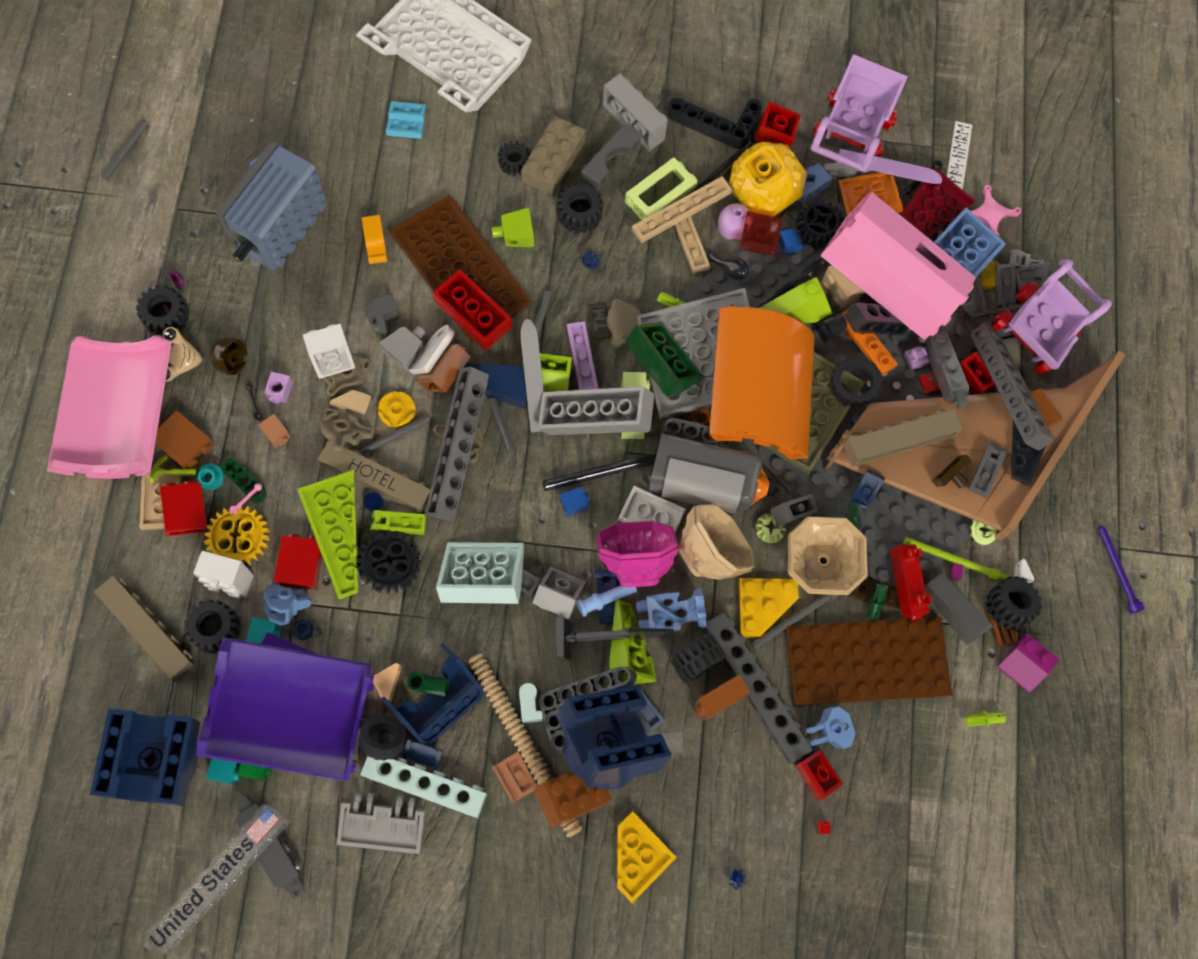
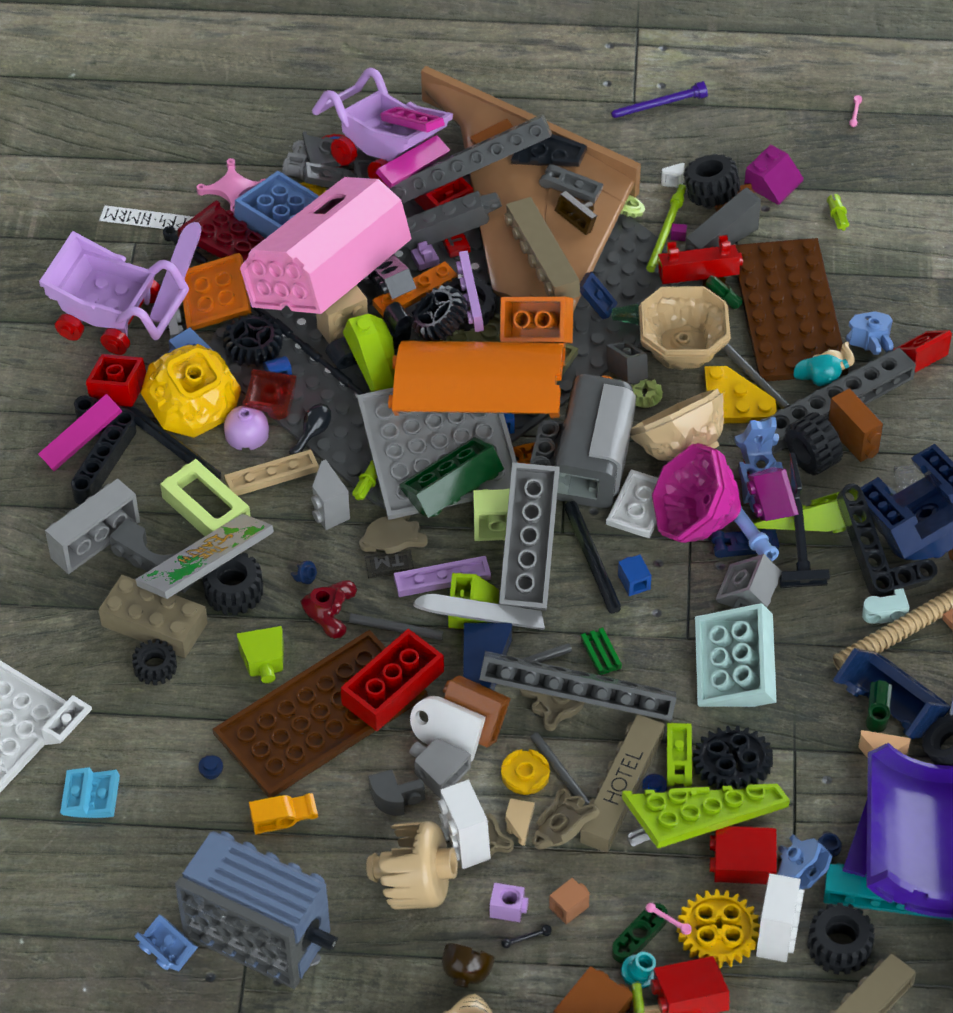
camera: 85 degrees left, 20 degrees down
(291, 321) = (417, 872): none -> tan piece
(420, 195) = (210, 766): none -> dark blue plate
(500, 466) = (594, 636): none -> green tile
(558, 272) = (325, 603): none -> dark red head
(596, 182) = (204, 556): none -> light grey tile
(635, 611) = (772, 494): none -> magenta slope
(657, 273) = (329, 498): none -> light grey slope
(681, 209) = (237, 473): tan plate -> none
(727, 104) = (80, 432): none -> dark pink tile
(790, 685) = (825, 367): none -> teal hair
(823, 429) = (536, 319): none -> orange brick
(831, 353) = (439, 313): none -> black gear
(858, 379) = (468, 284): none -> lavender plate
(1008, 340) = (413, 161): none -> dark pink tile
(1048, 334) = (412, 119): none -> dark pink tile
(1137, 757) = (857, 100): none -> bright pink hinge

